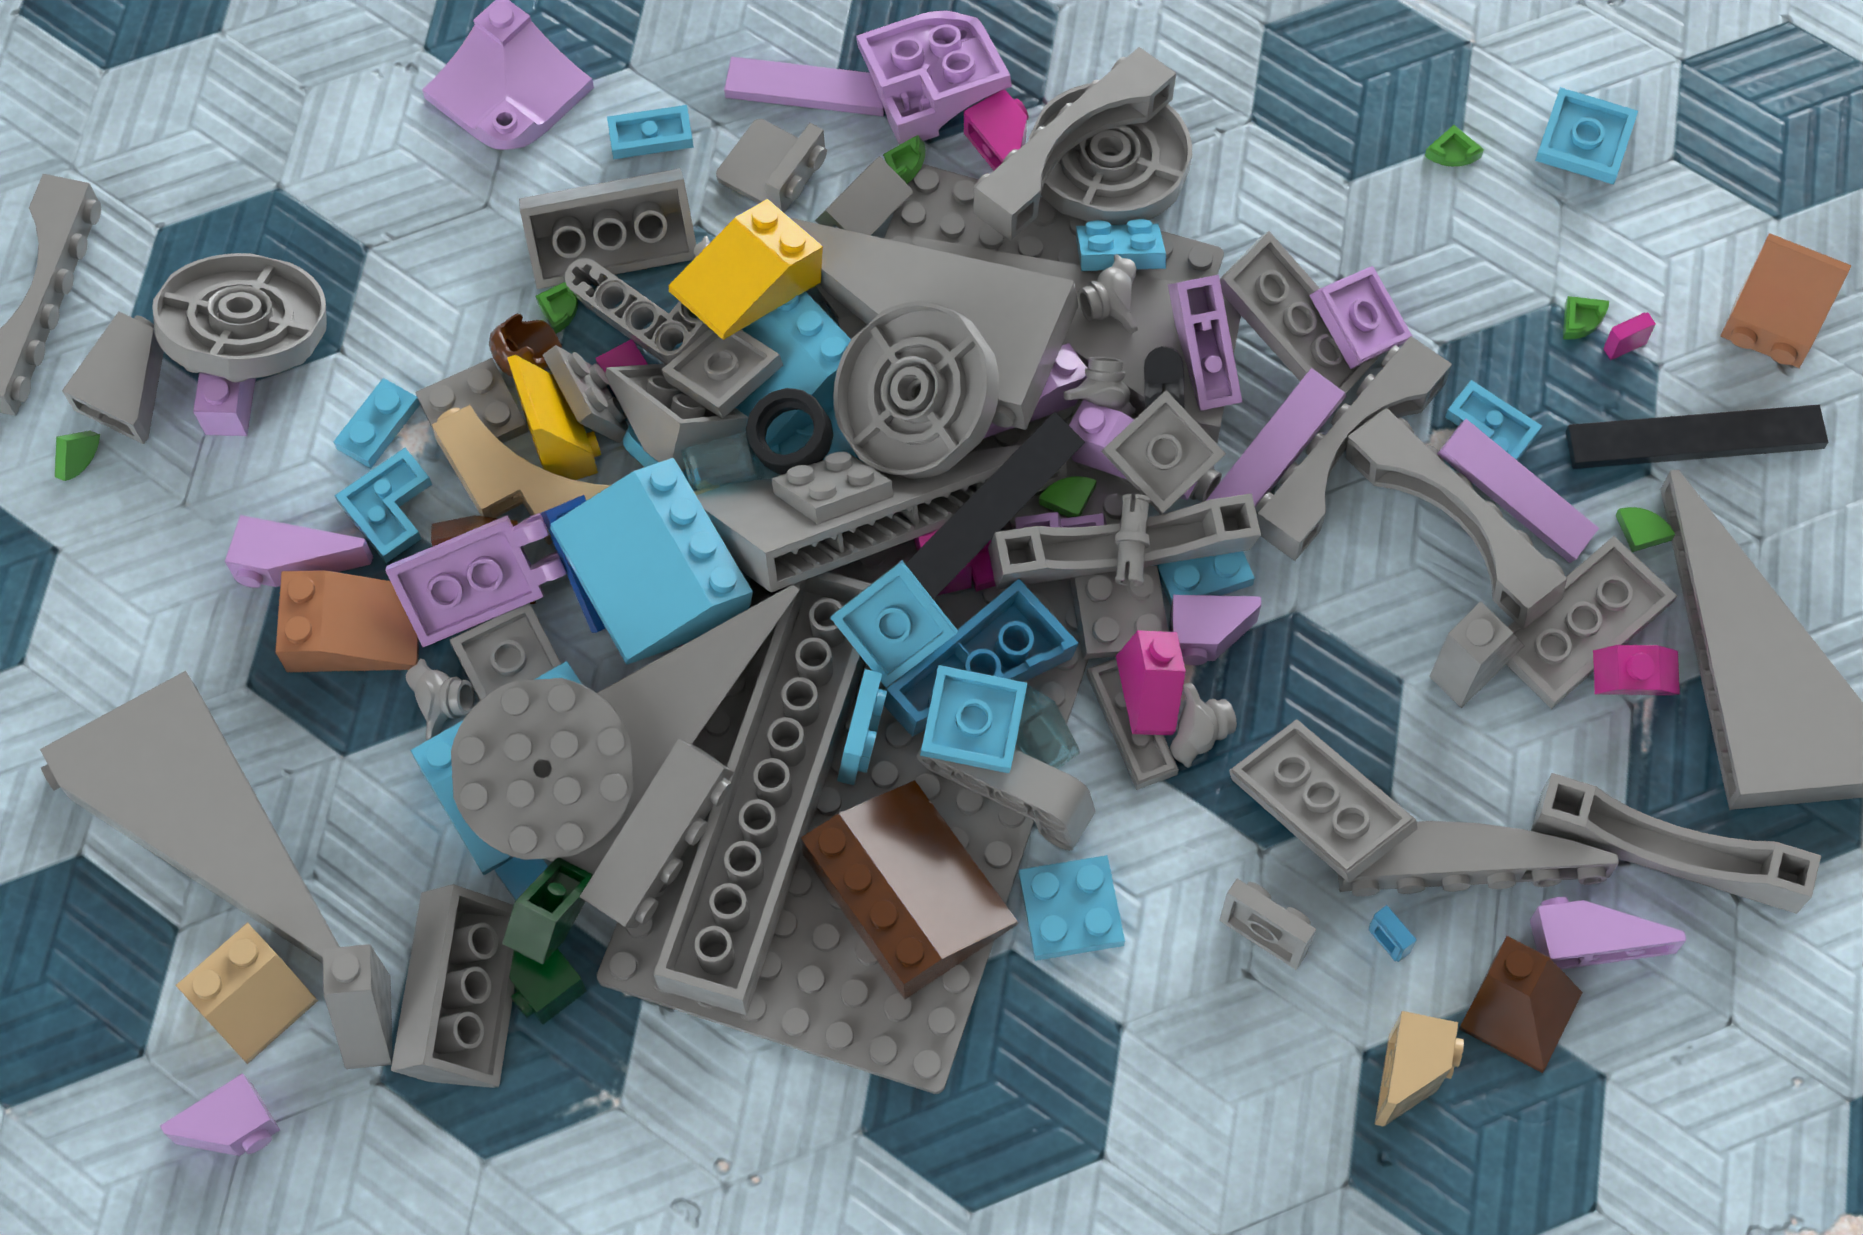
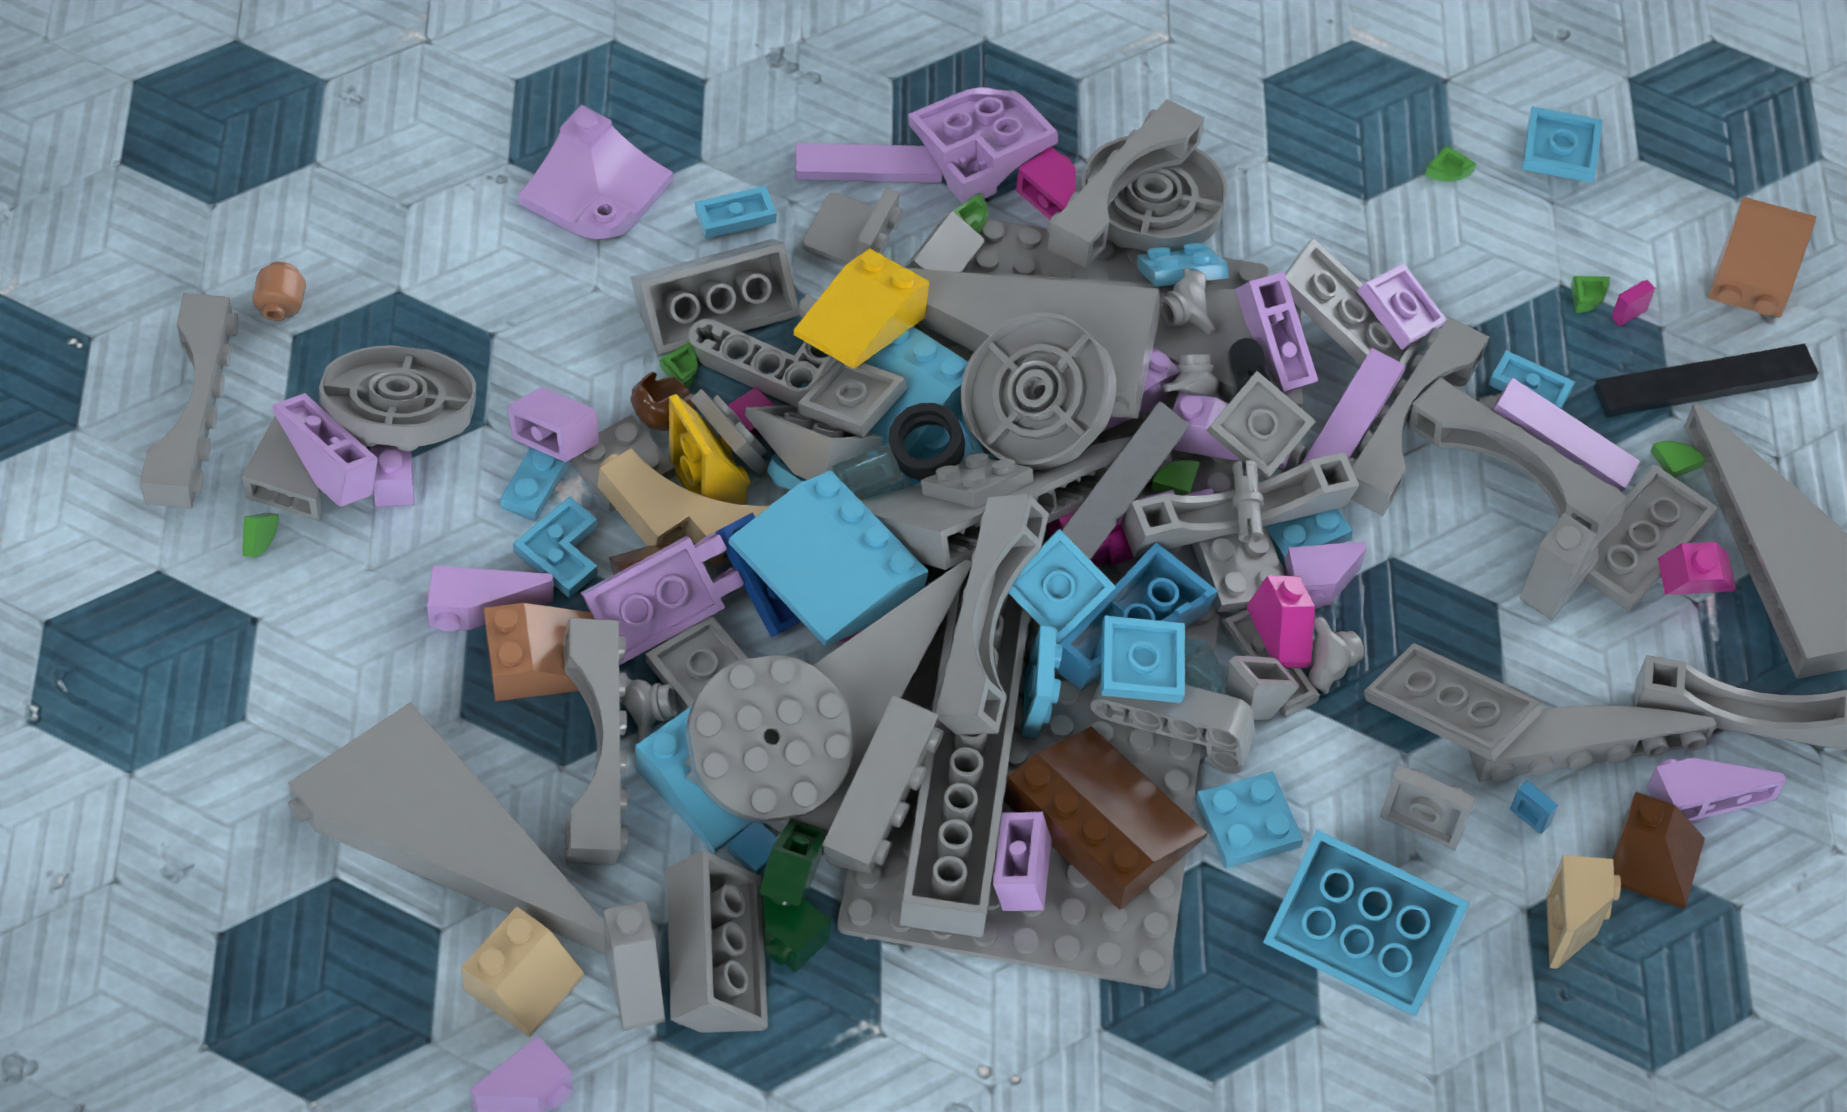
camera: 15 degrees left, 10 degrees down
(147, 178) = (279, 291): none -> nougat head
(149, 372) = (328, 451): none -> lavender slope
(355, 828) = (592, 664): none -> light grey arch
(401, 364) = (553, 424): none -> lavender brick
(773, 735) = (1007, 540): none -> light grey arch
(801, 936) = (1022, 861): none -> lavender brick
(1108, 756) = (1260, 683): none -> light grey slope
(1176, 1049) = (1366, 922): none -> medium azure slope

